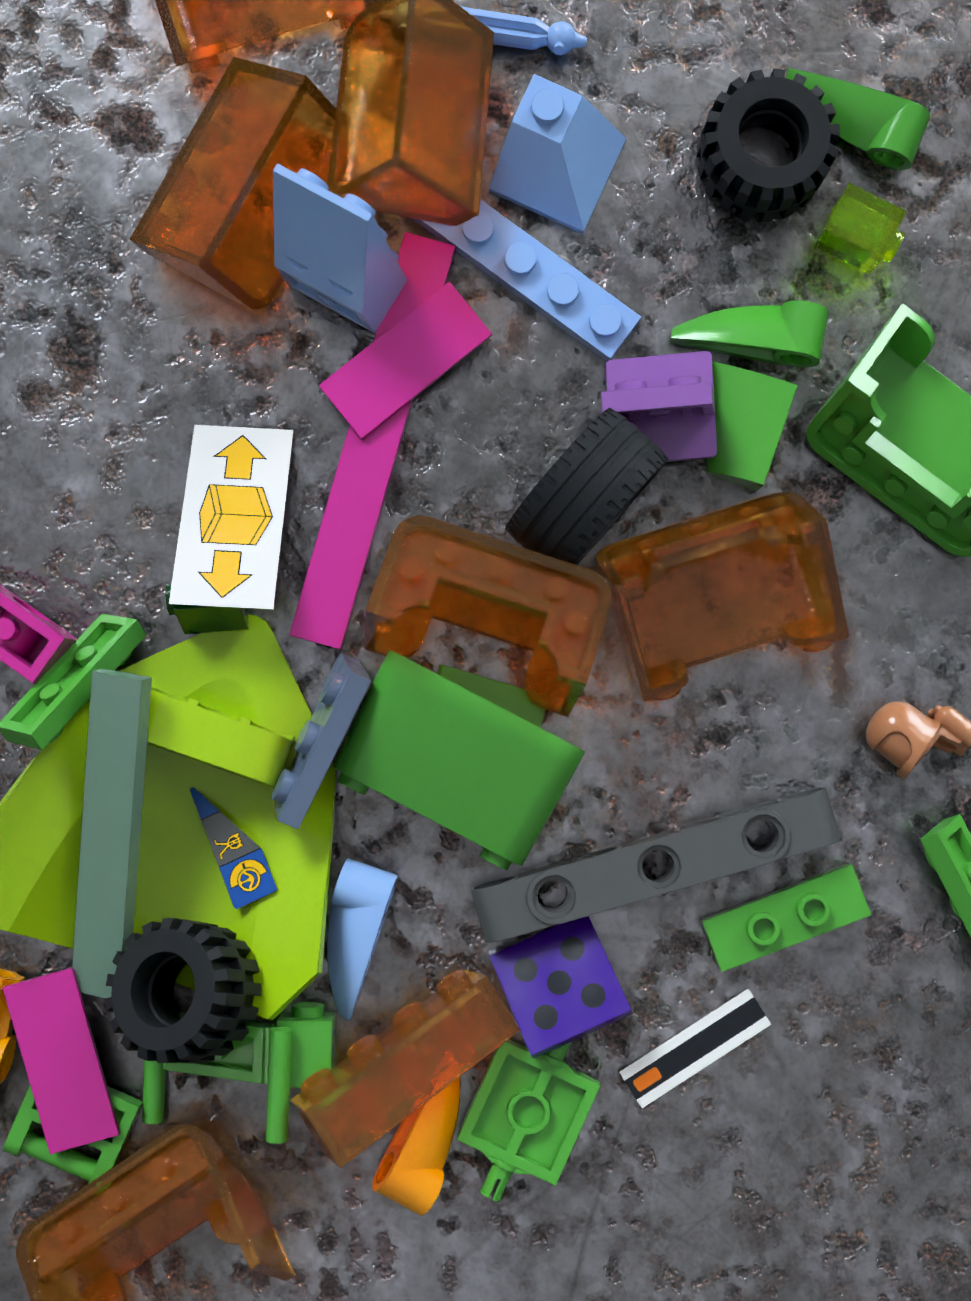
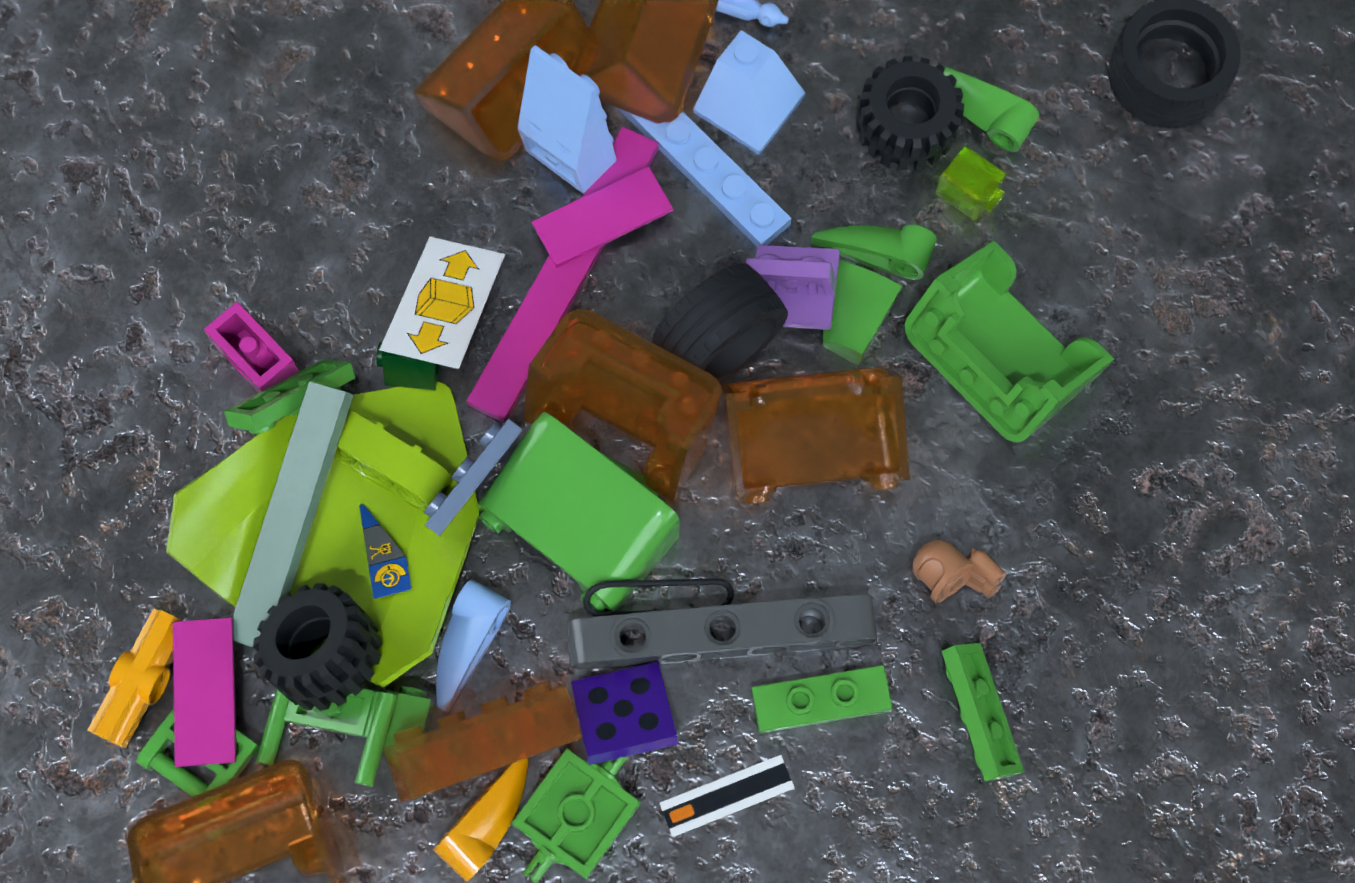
camera: 15 degrees right, 15 degrees down
(569, 829) = (650, 583): none -> black piece

